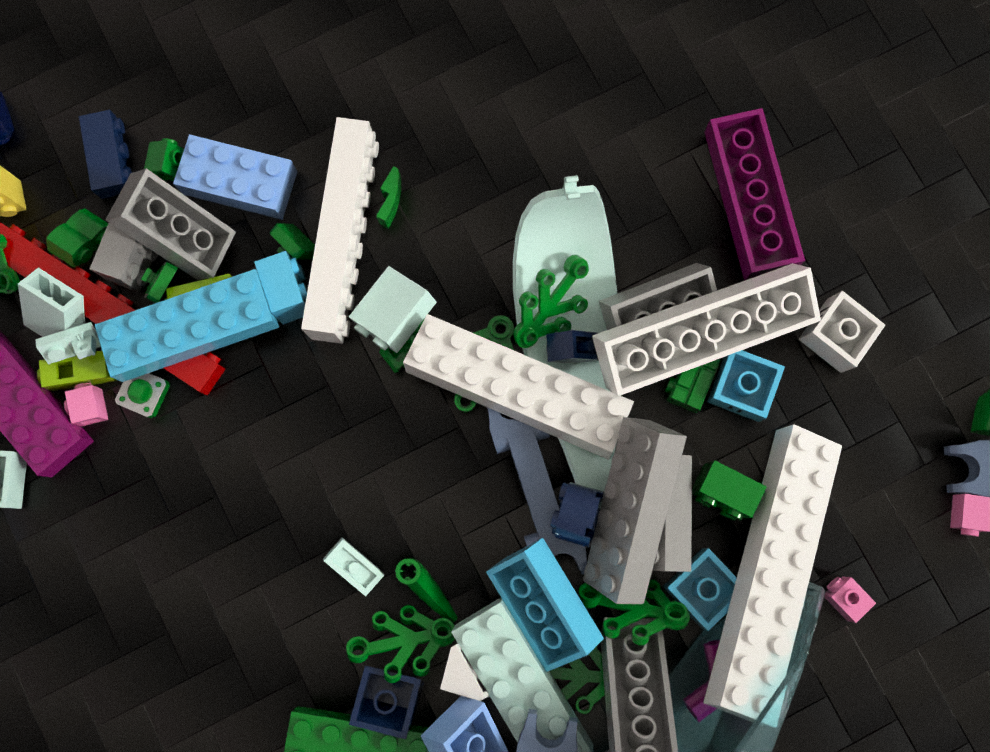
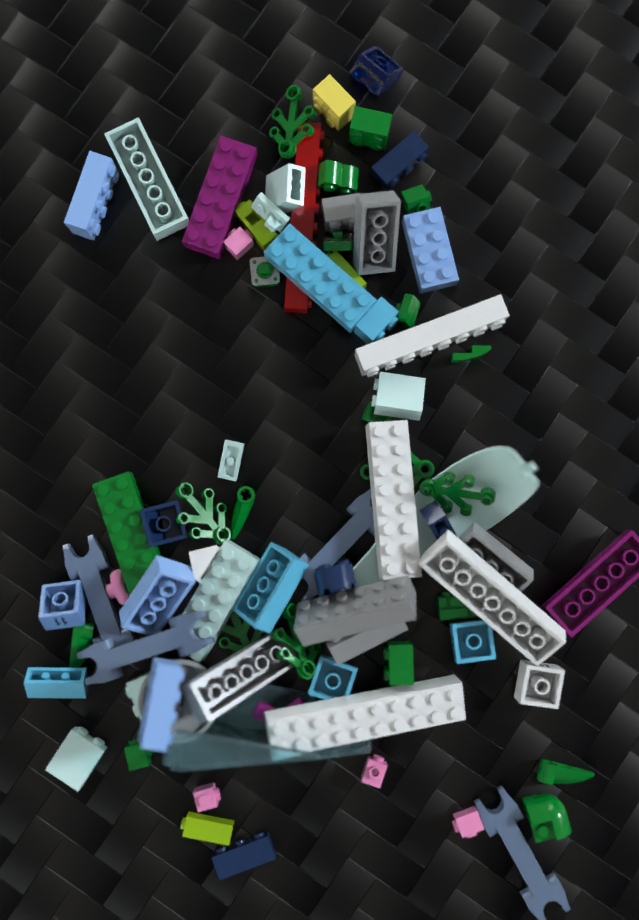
camera: 55 degrees right, 5 degrees up
(42, 166) = (369, 128): none -> green brick
(962, 370) = (559, 773): none -> green piece

